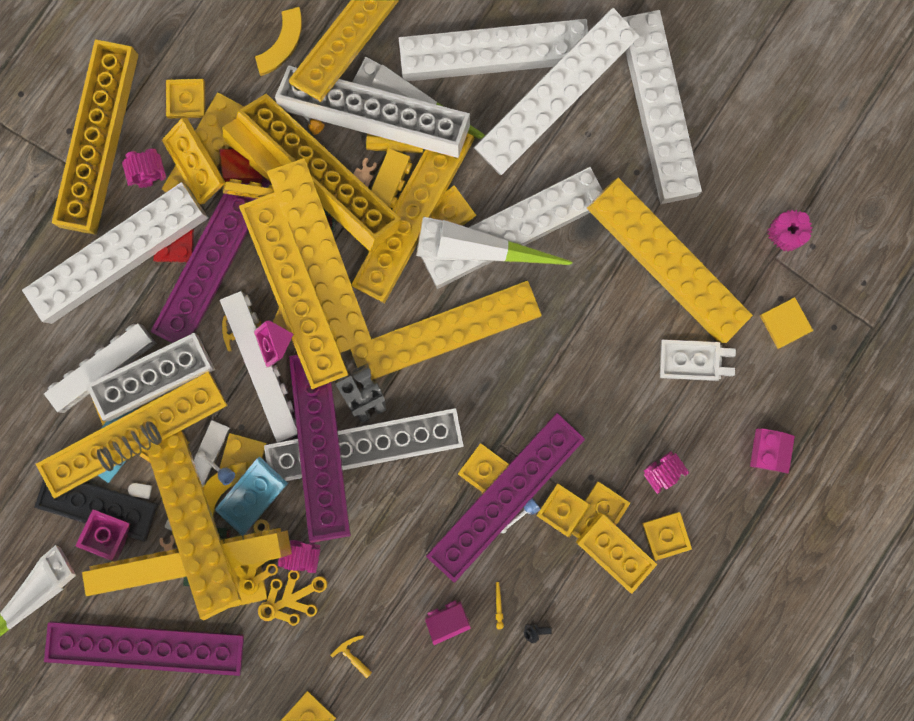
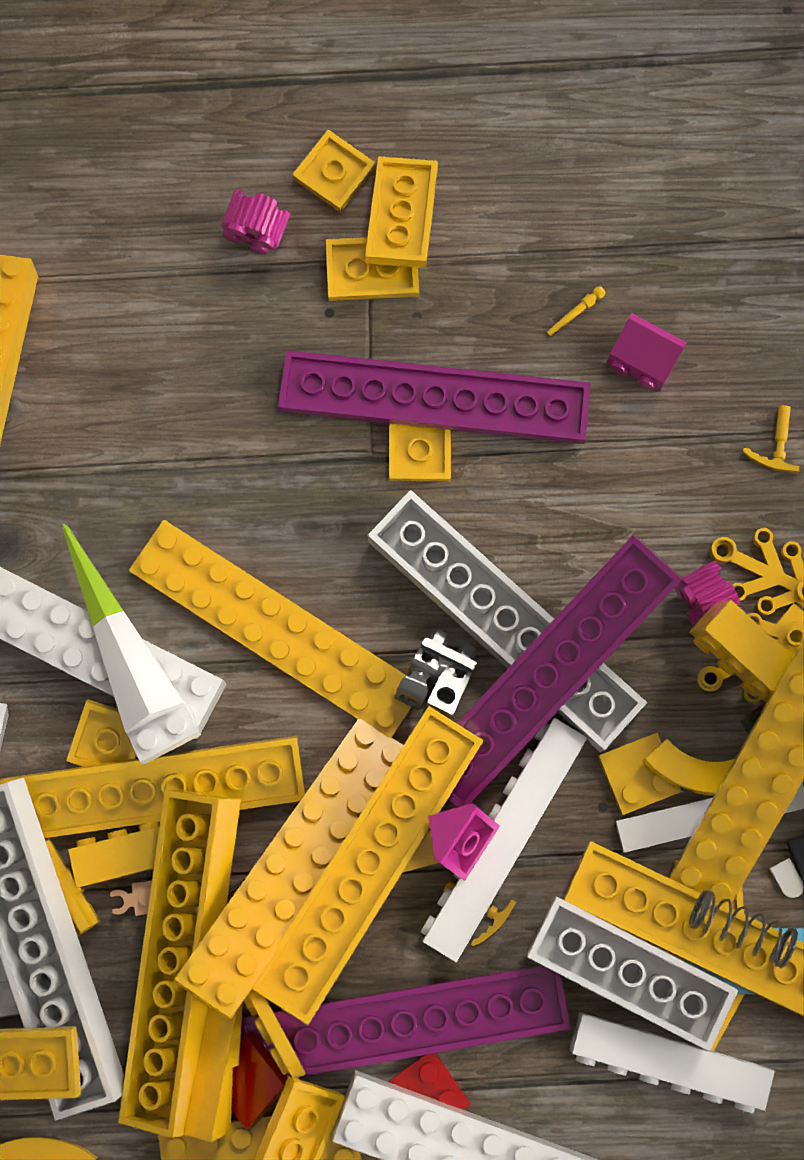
camera: 125 degrees left, 5 degrees down
(225, 475) = (681, 772): medium blue hinge -> none
(251, 496) = (681, 718): medium azure tile -> none
(315, 126) = (117, 1021): light orange hinge -> none
(530, 508) = (424, 356): hinge -> none
(532, 632) = (574, 247): black plate -> none
(563, 510) = (397, 313): yellow tile -> none
(694, 360) = (83, 288): white tile -> none
(772, 450) = (132, 118): dark pink slope -> none

